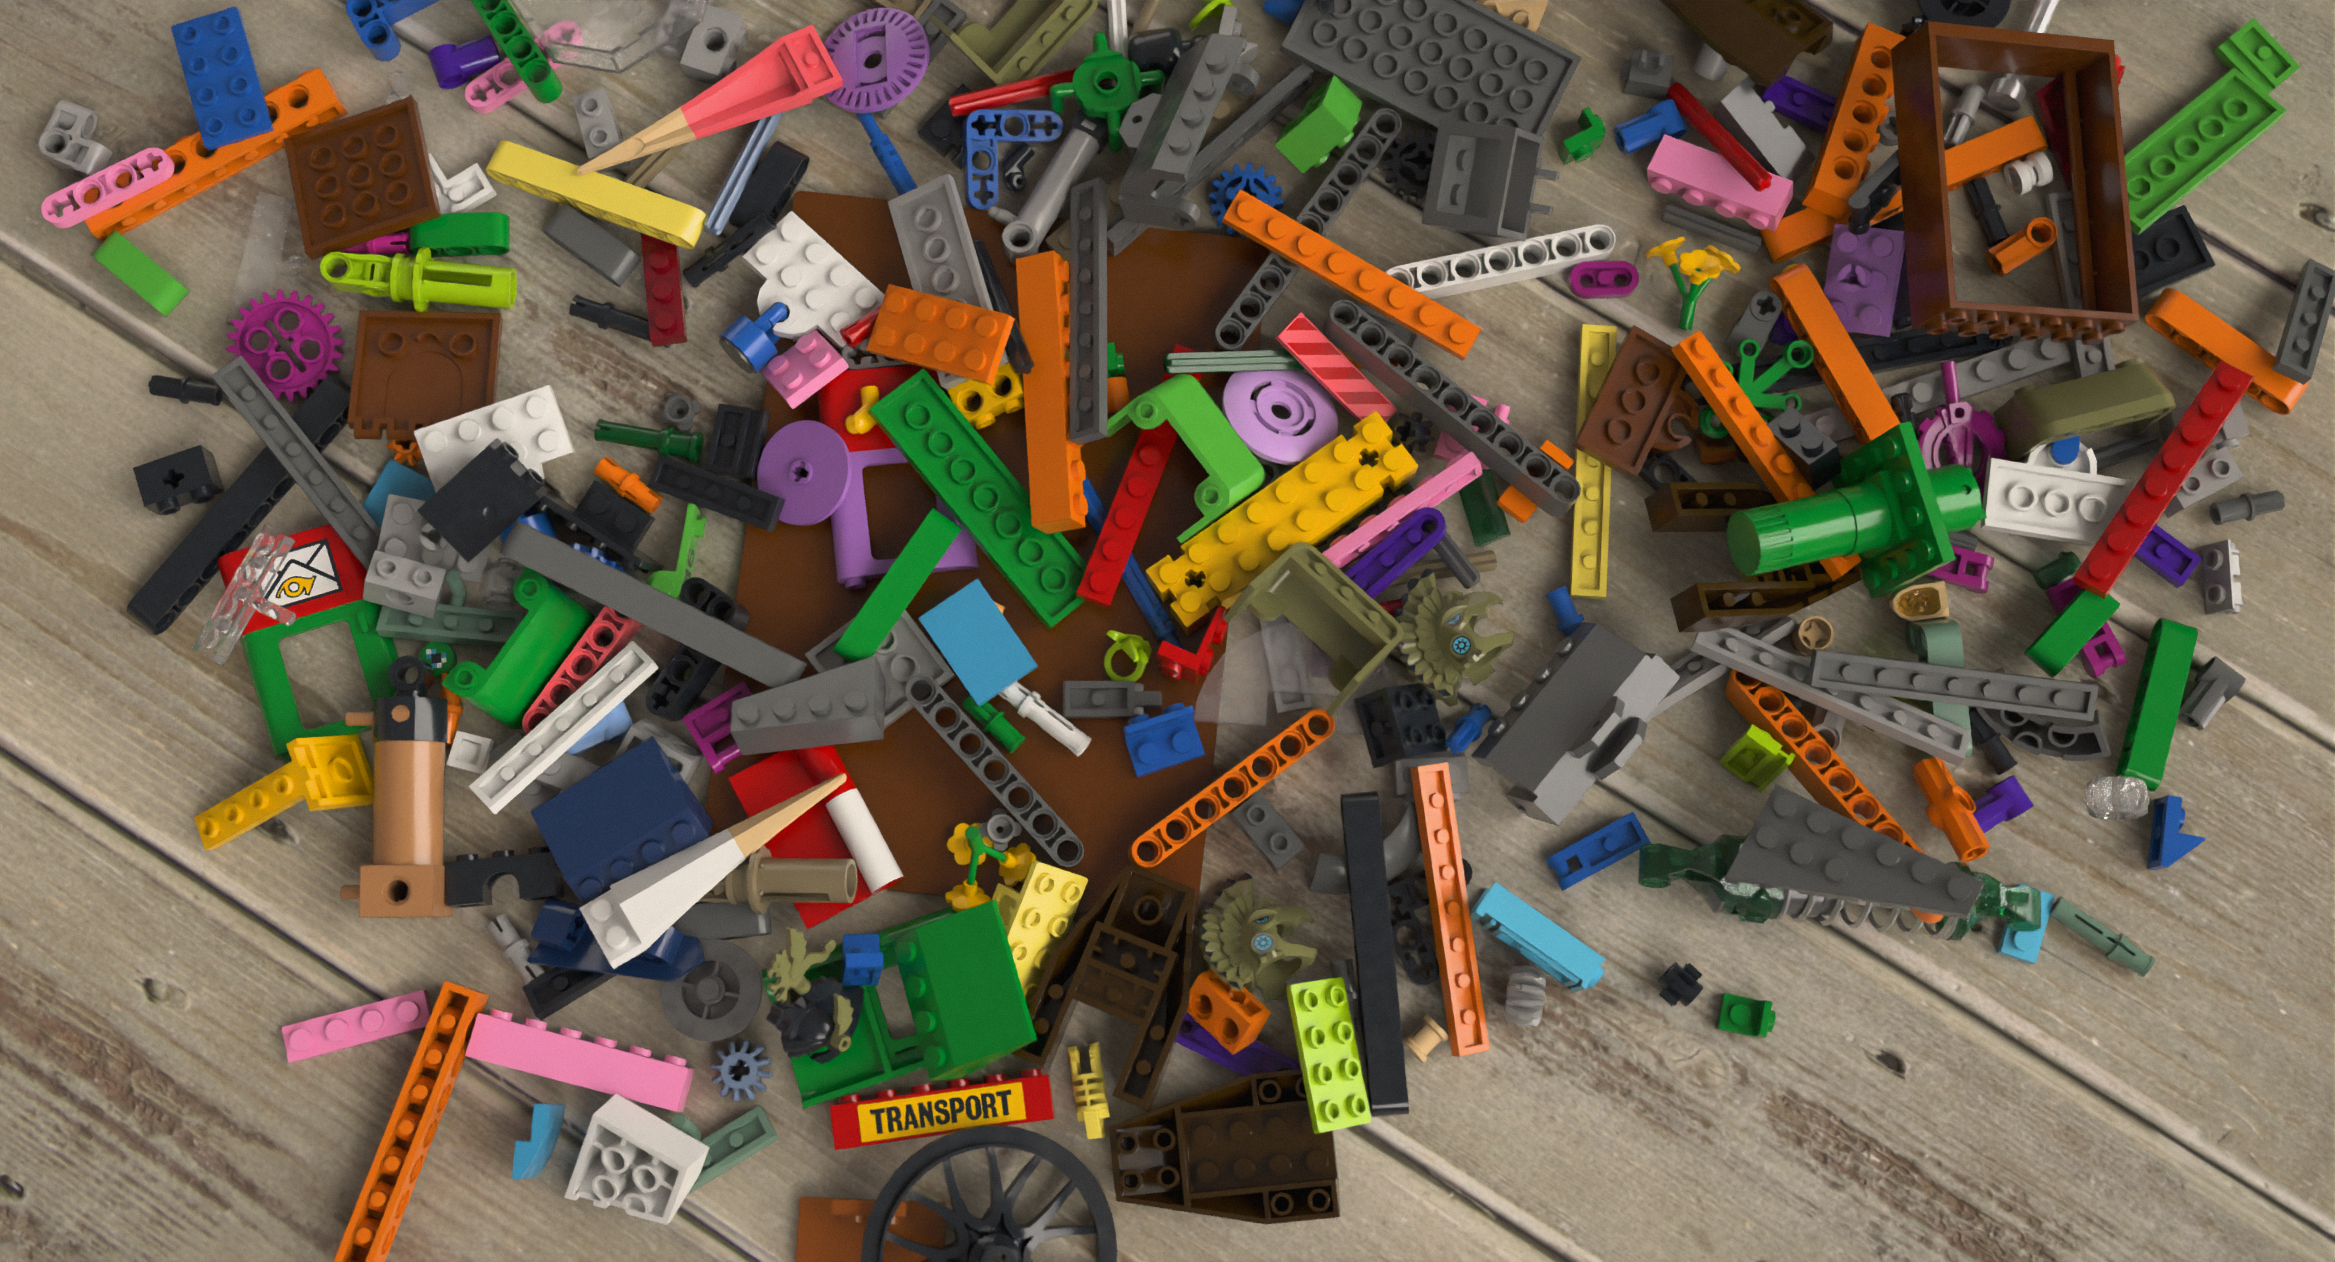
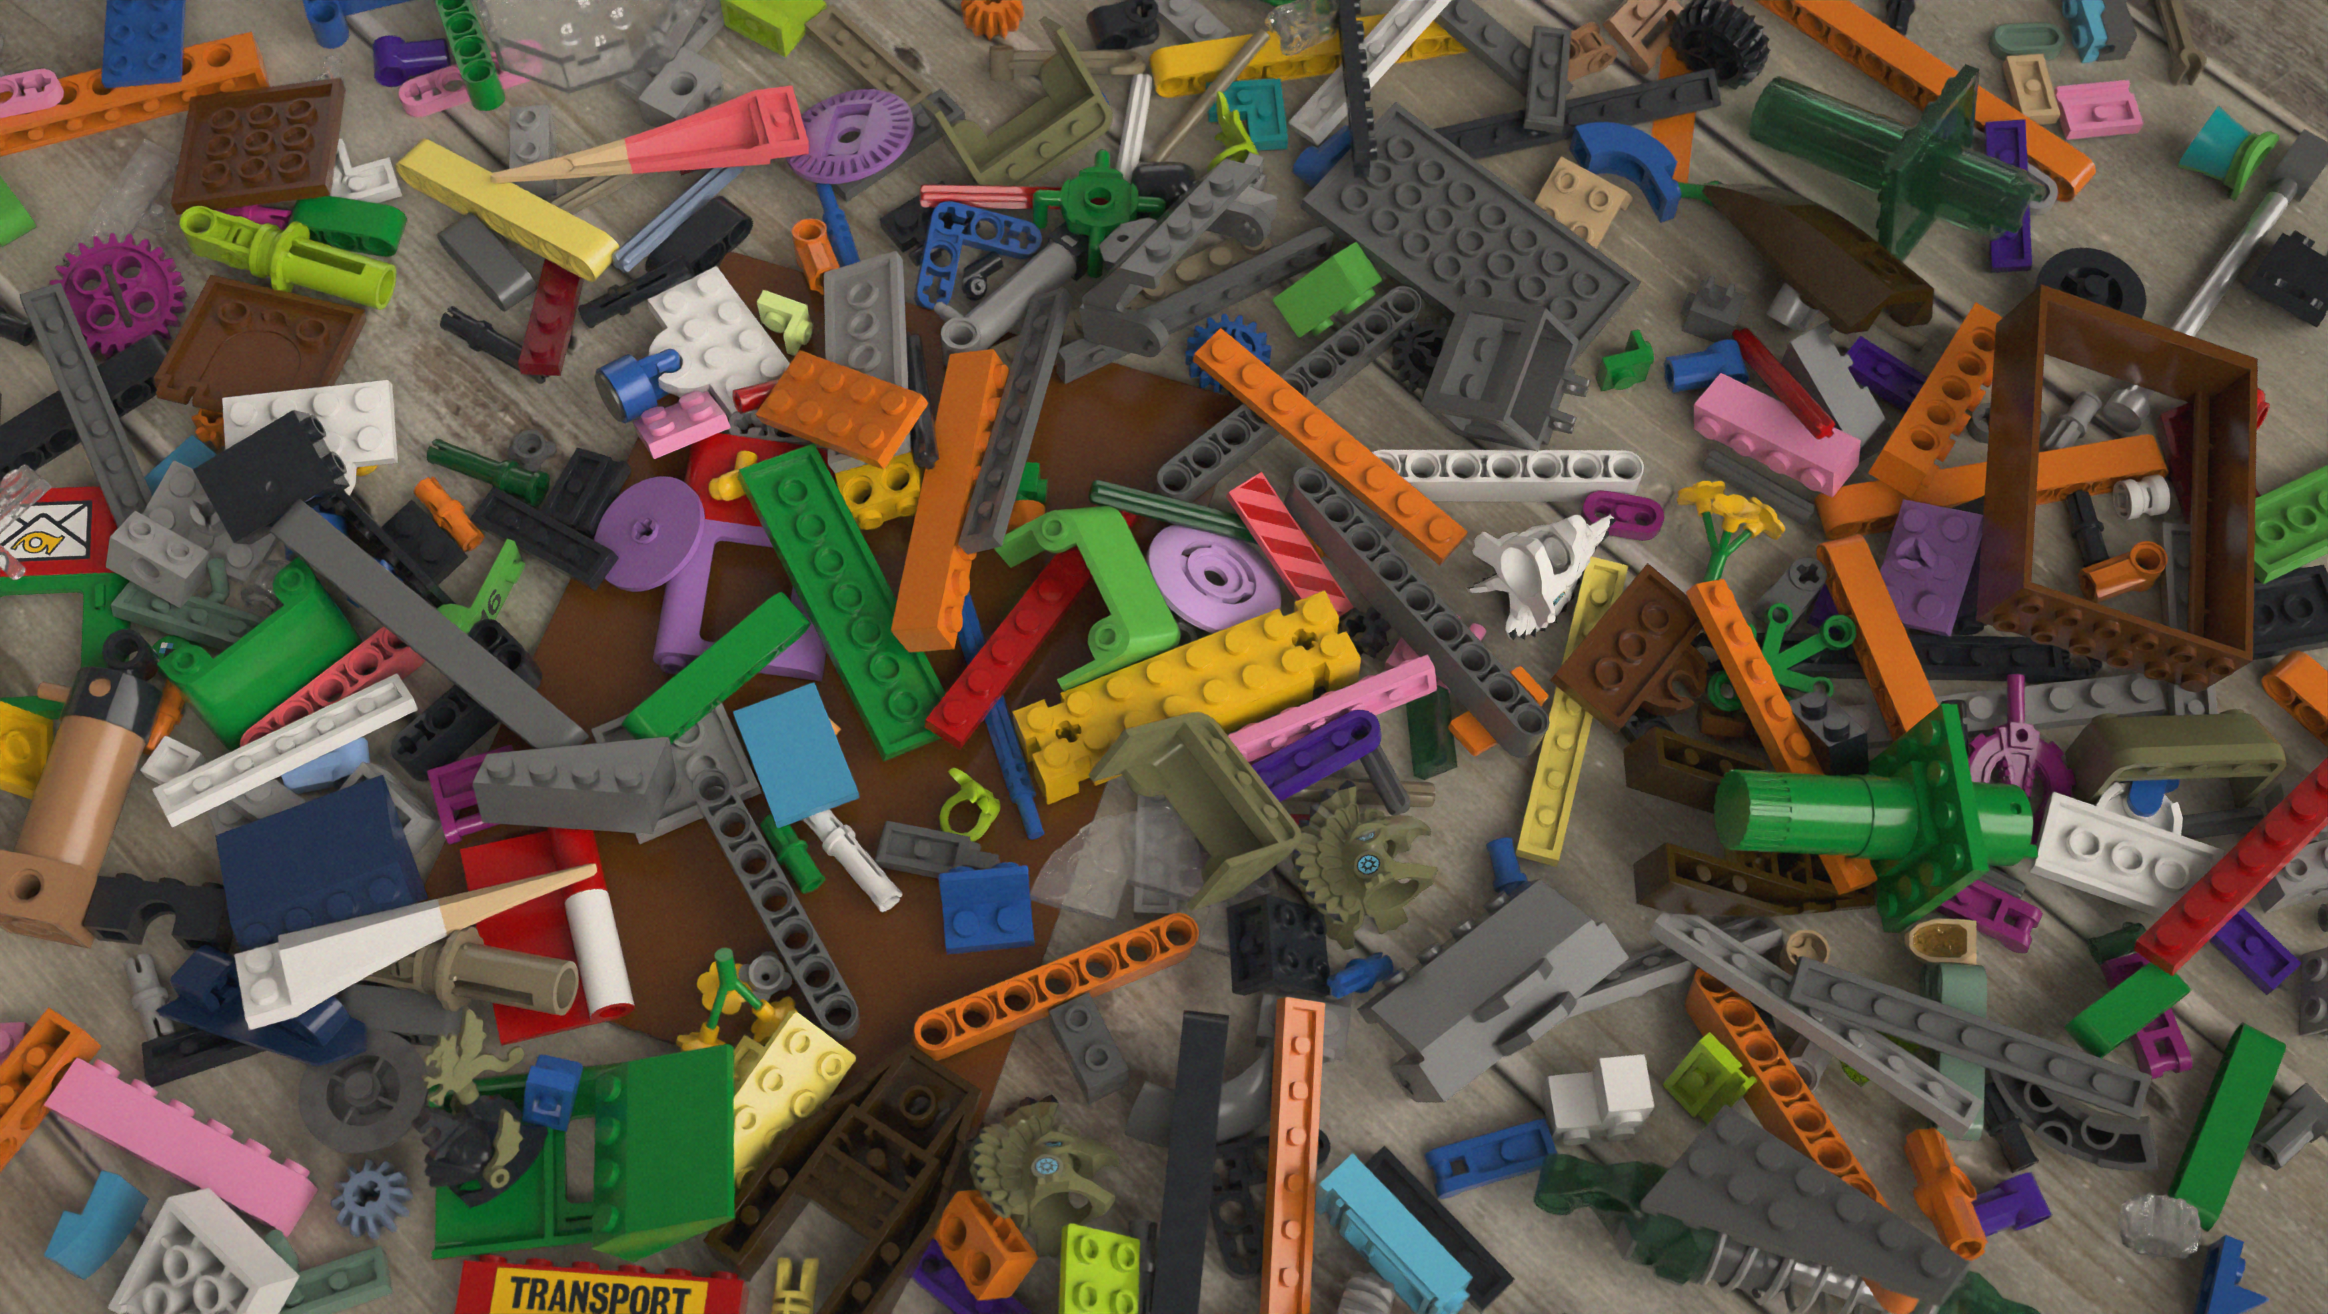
camera: 10 degrees right, 15 degrees down
(863, 246) = (786, 315): none -> yellowish green bracket
(872, 180) = (813, 251): none -> orange piece
(1179, 663) = (1042, 829): red bracket -> none
(1545, 353) = (1539, 569): none -> white piece
(1567, 915) = (1488, 1275): none -> black plate
(1678, 788) = (1603, 1102): none -> white brick
(1874, 195) = (1953, 473): black plate -> none

